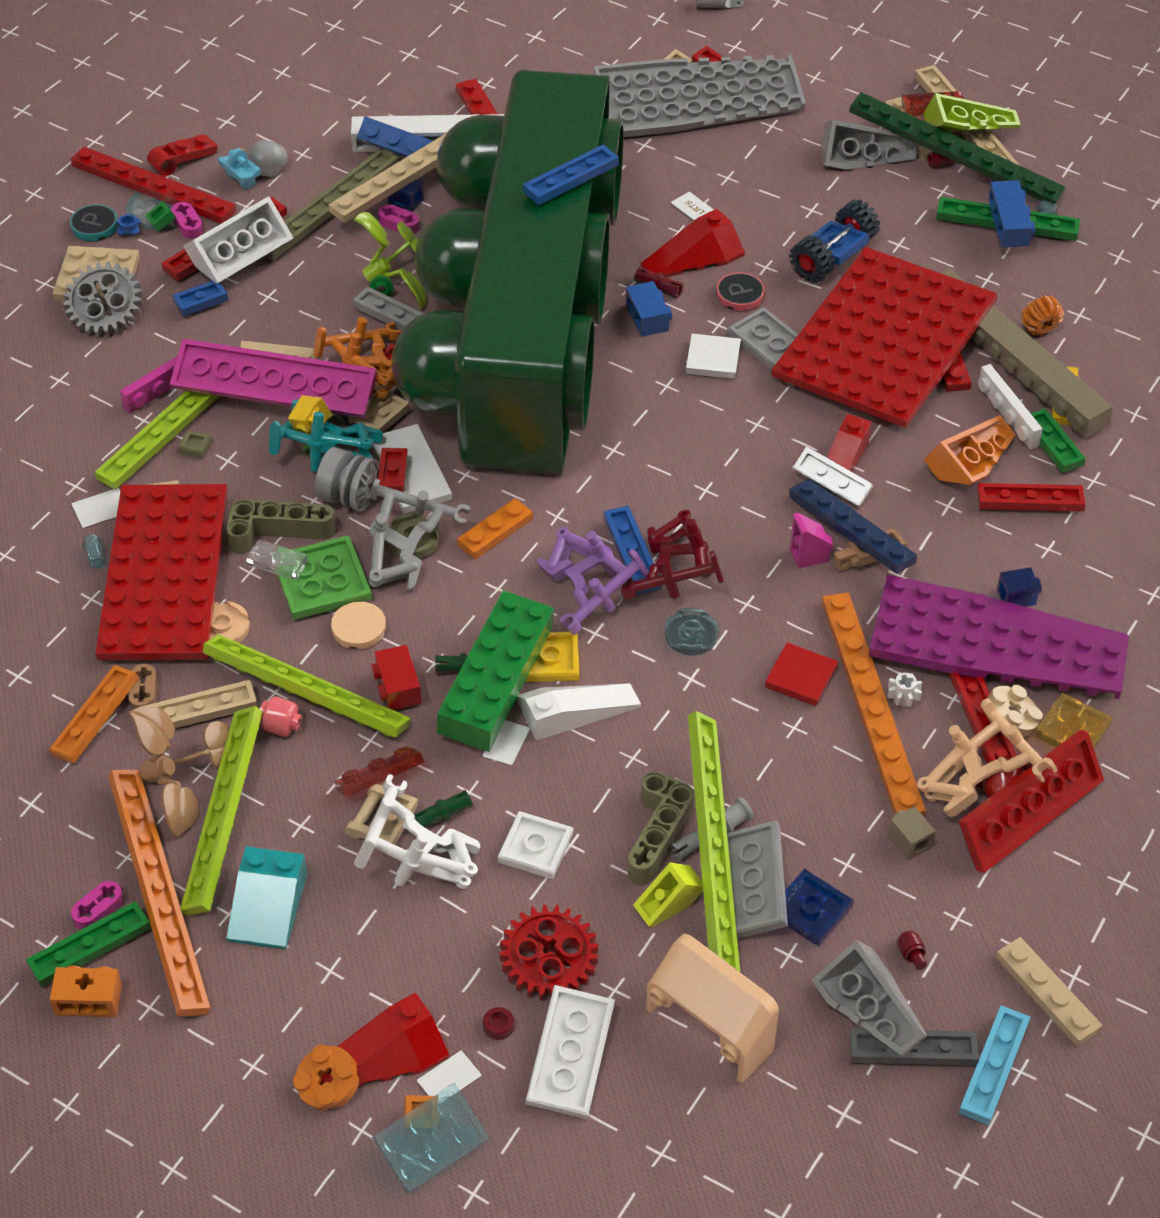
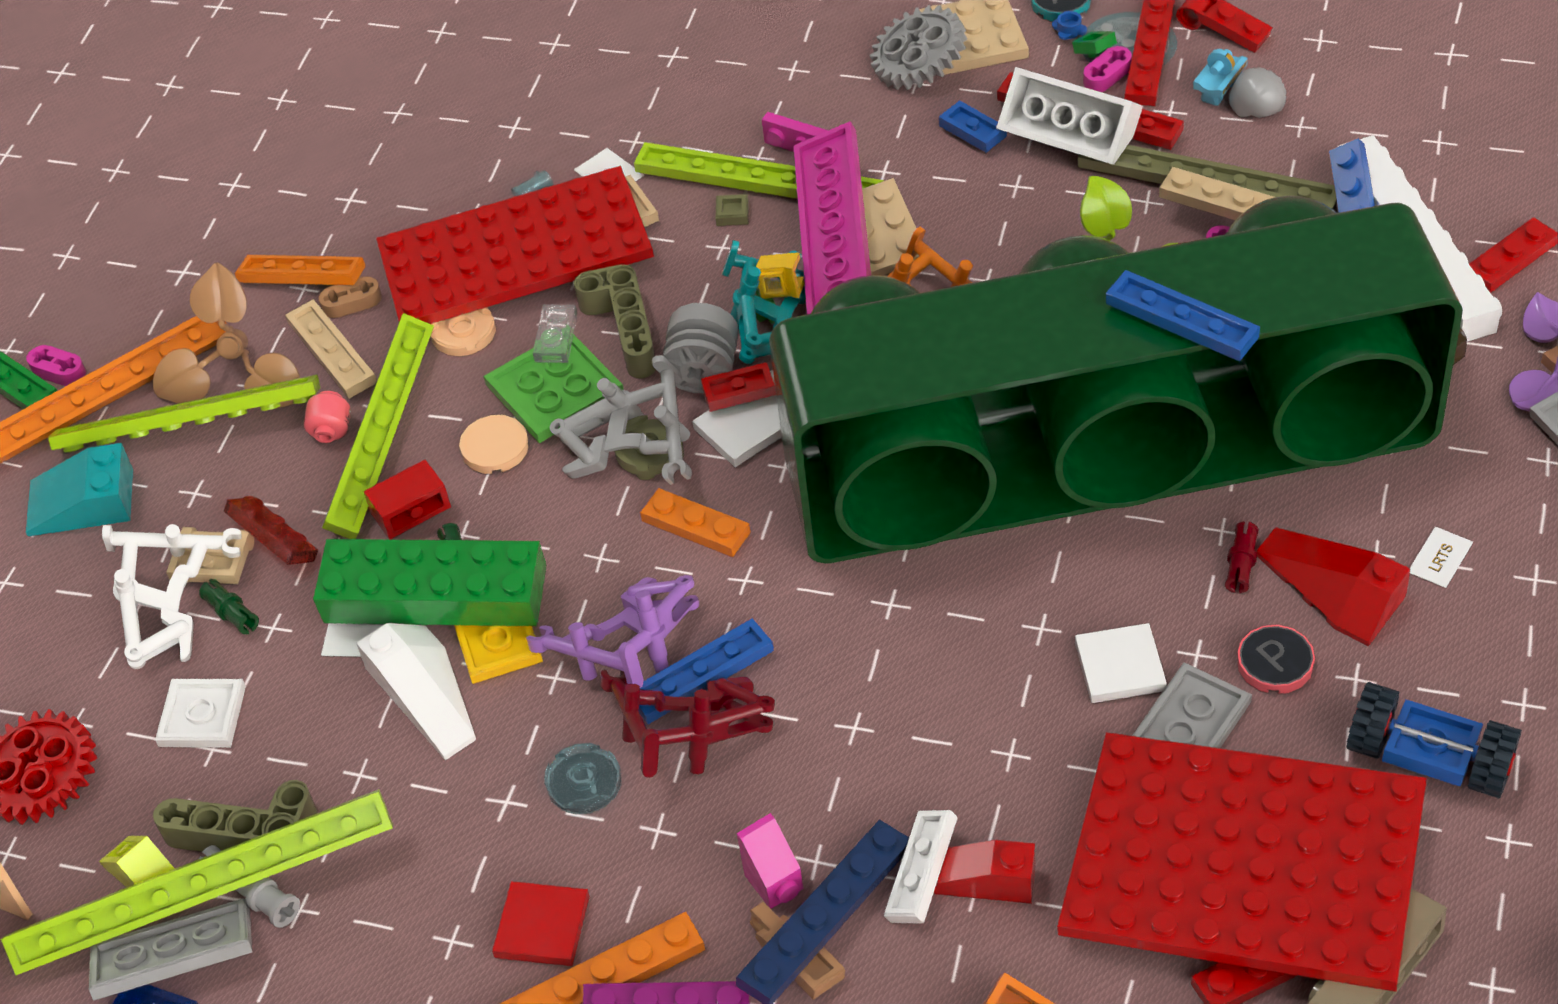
camera: 80 degrees right, 0 degrees up
(648, 308) = (1171, 557): blue brick -> none

